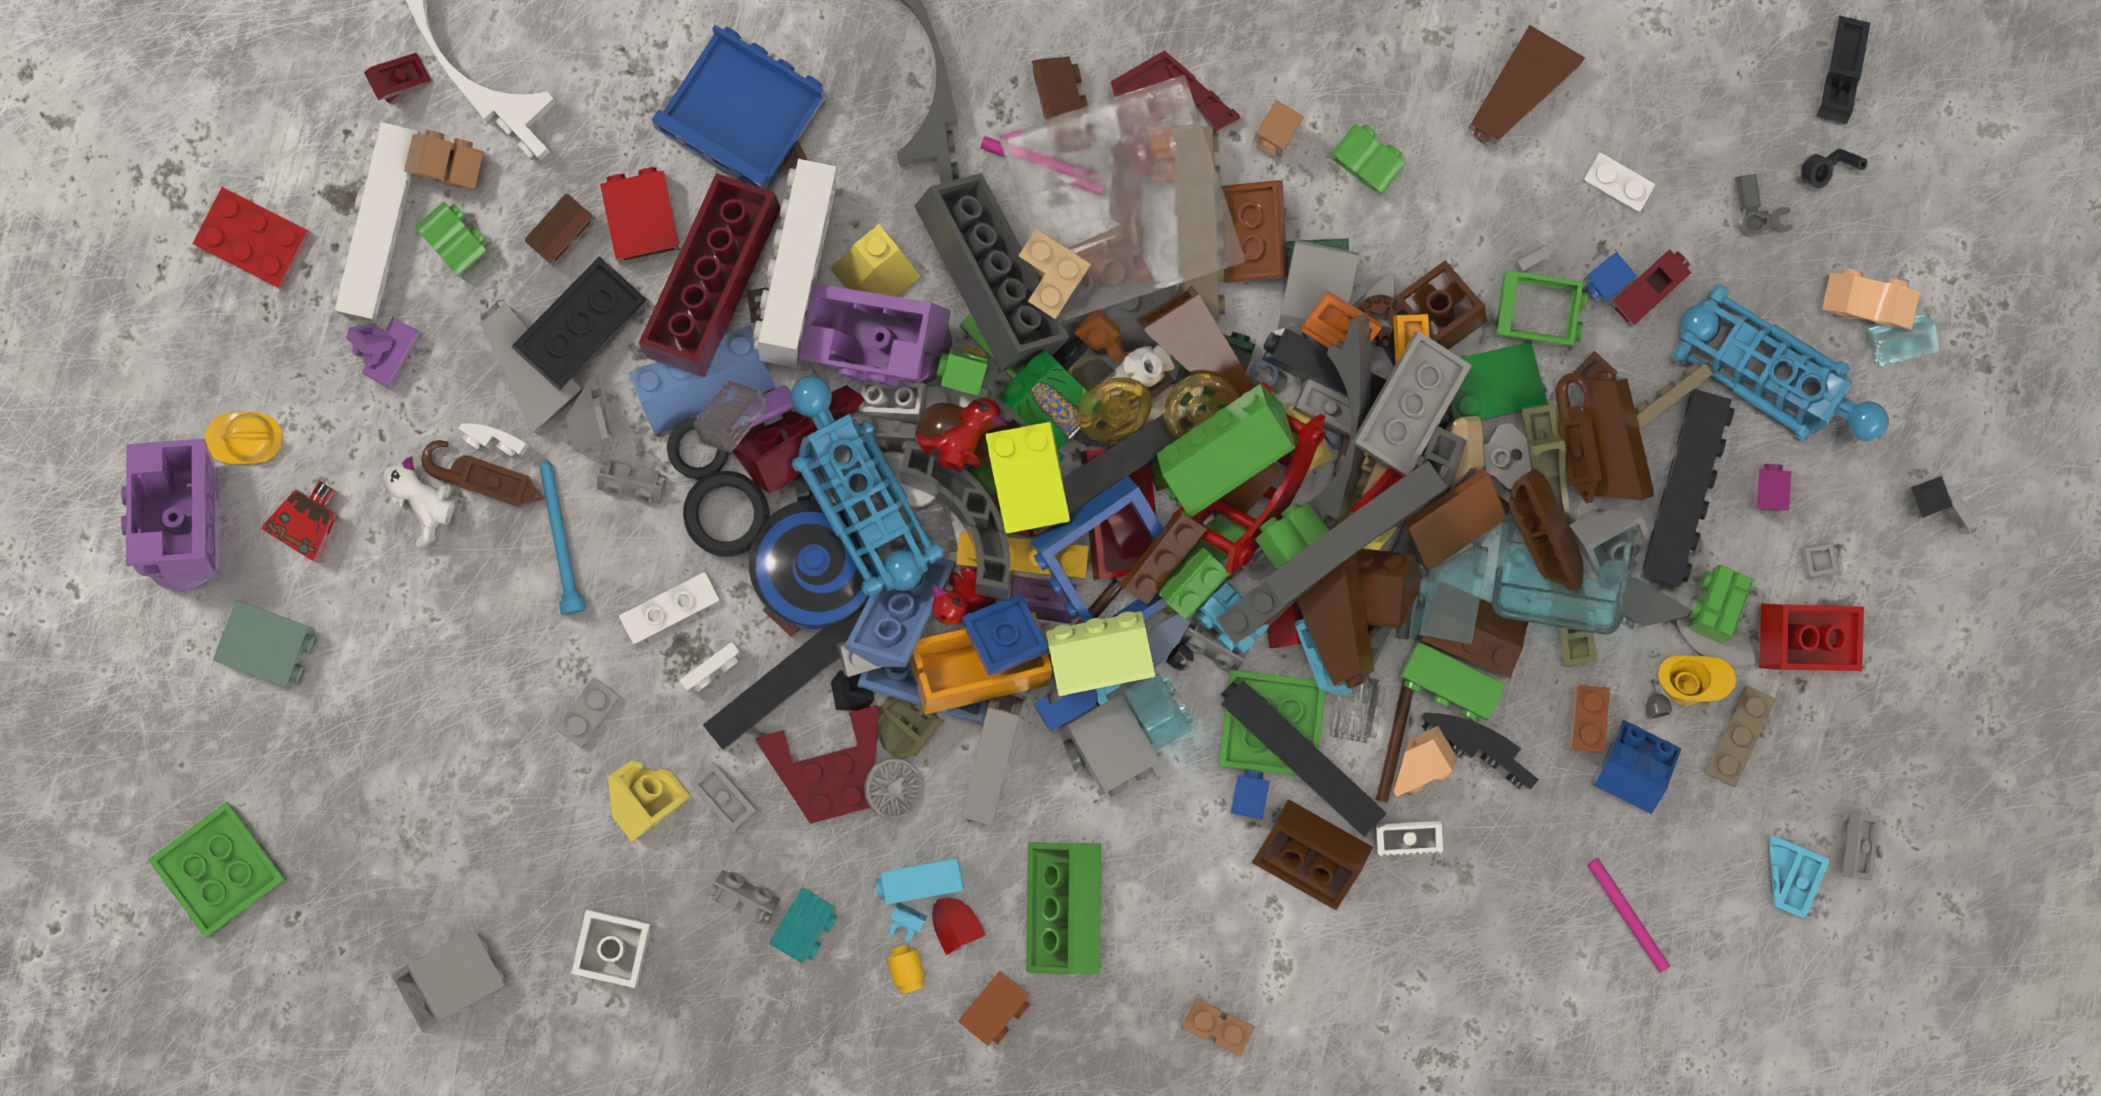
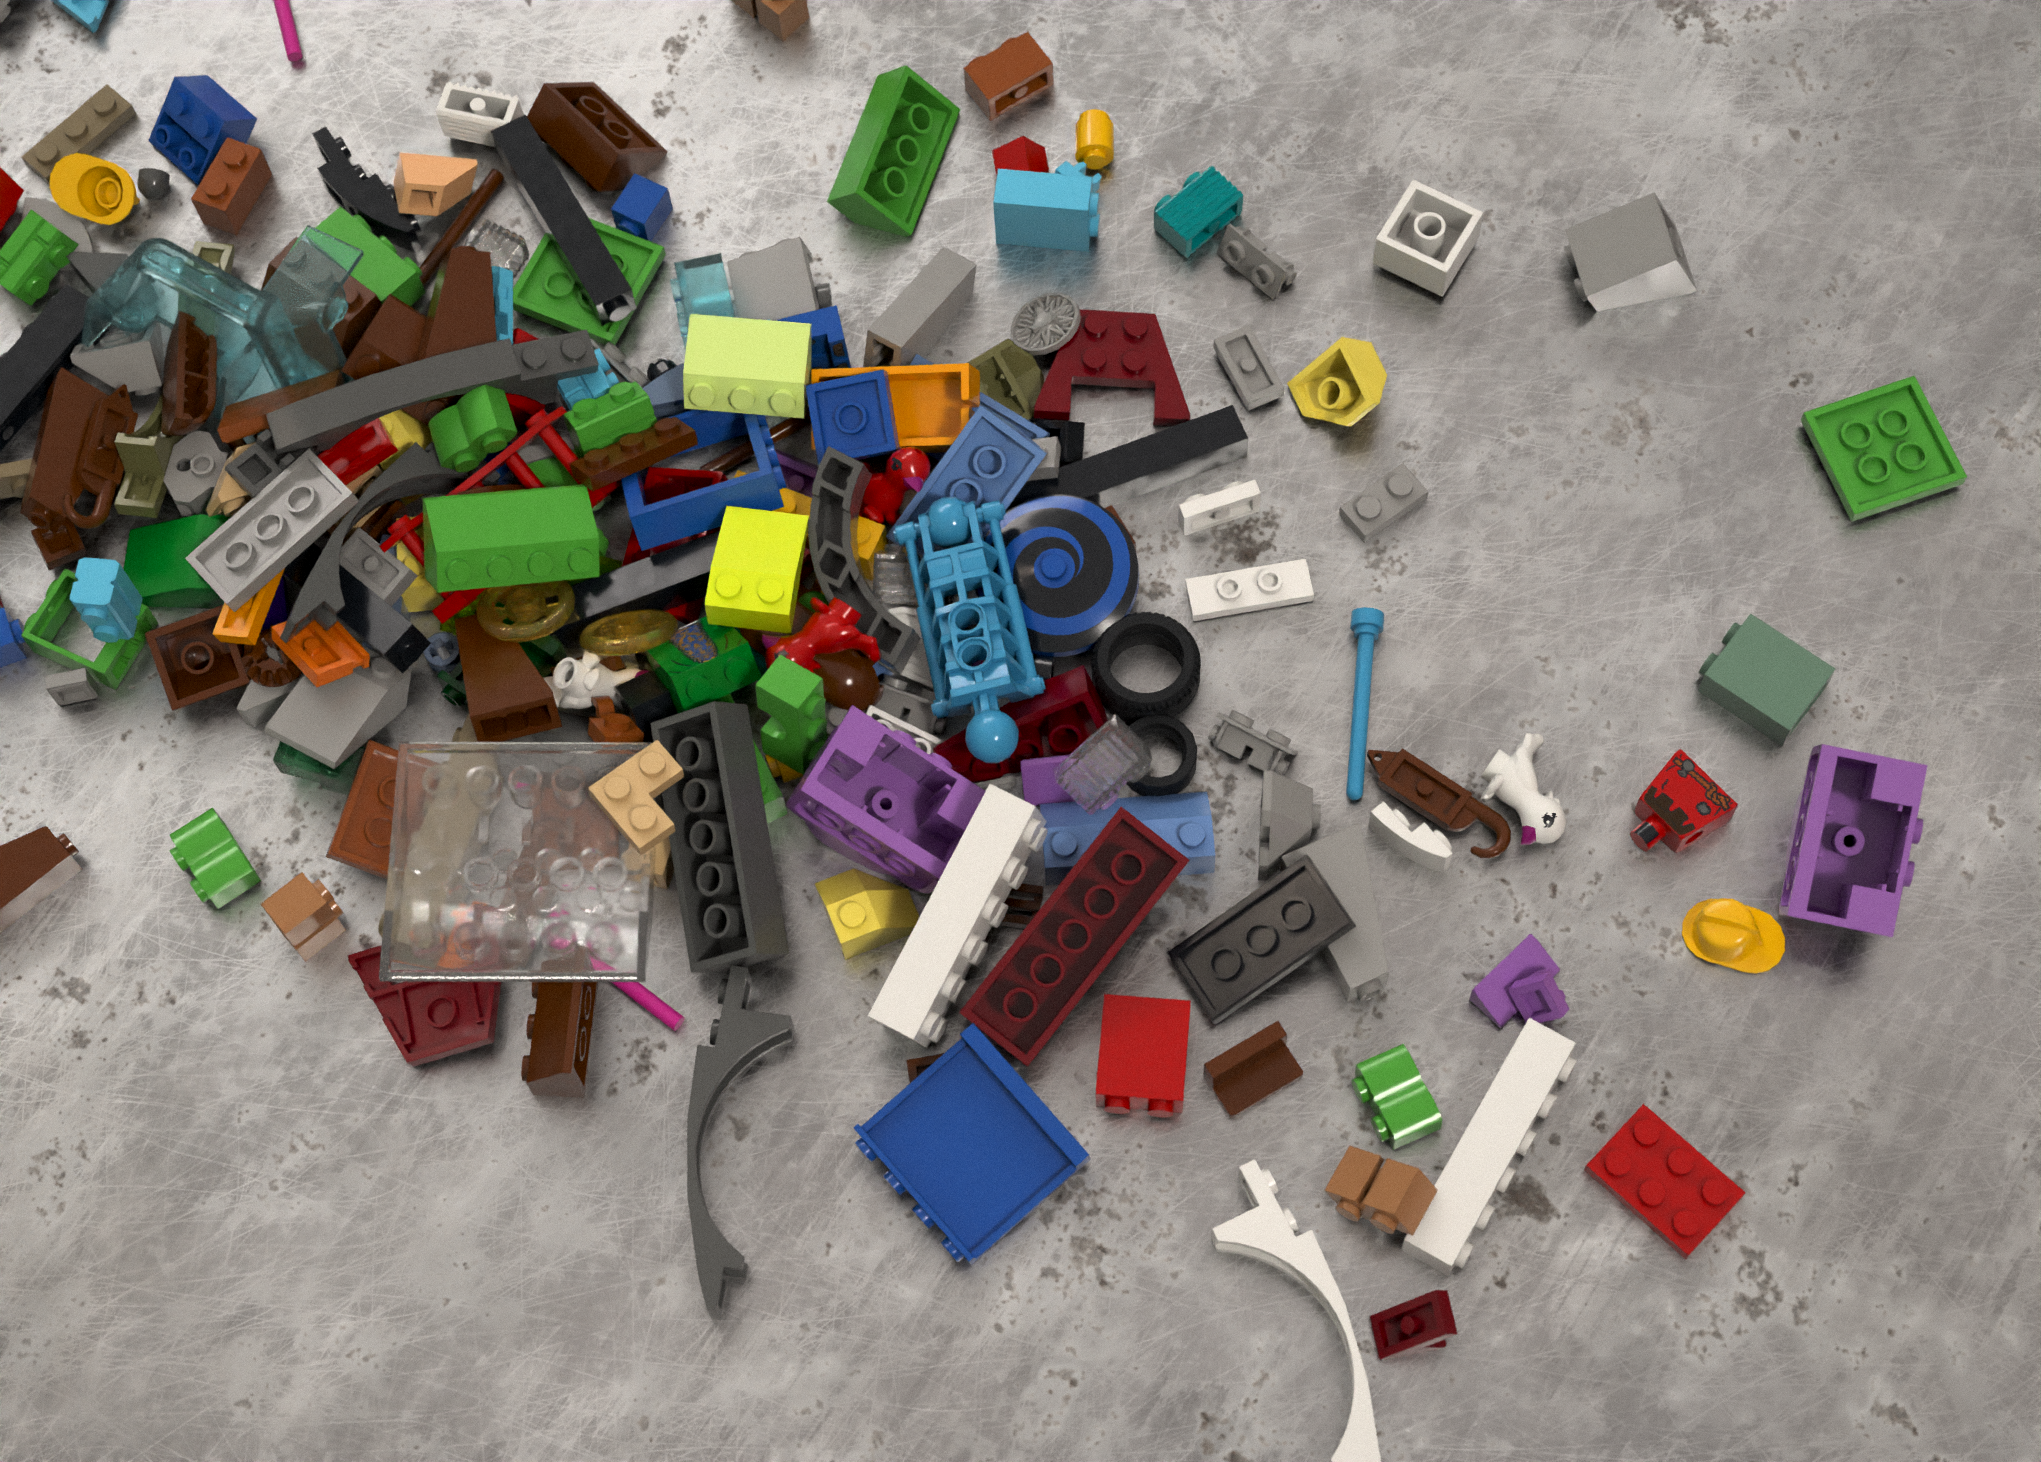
camera: 160 degrees left, 20 degrees down
(1518, 314) = (106, 599): none -> medium azure brick

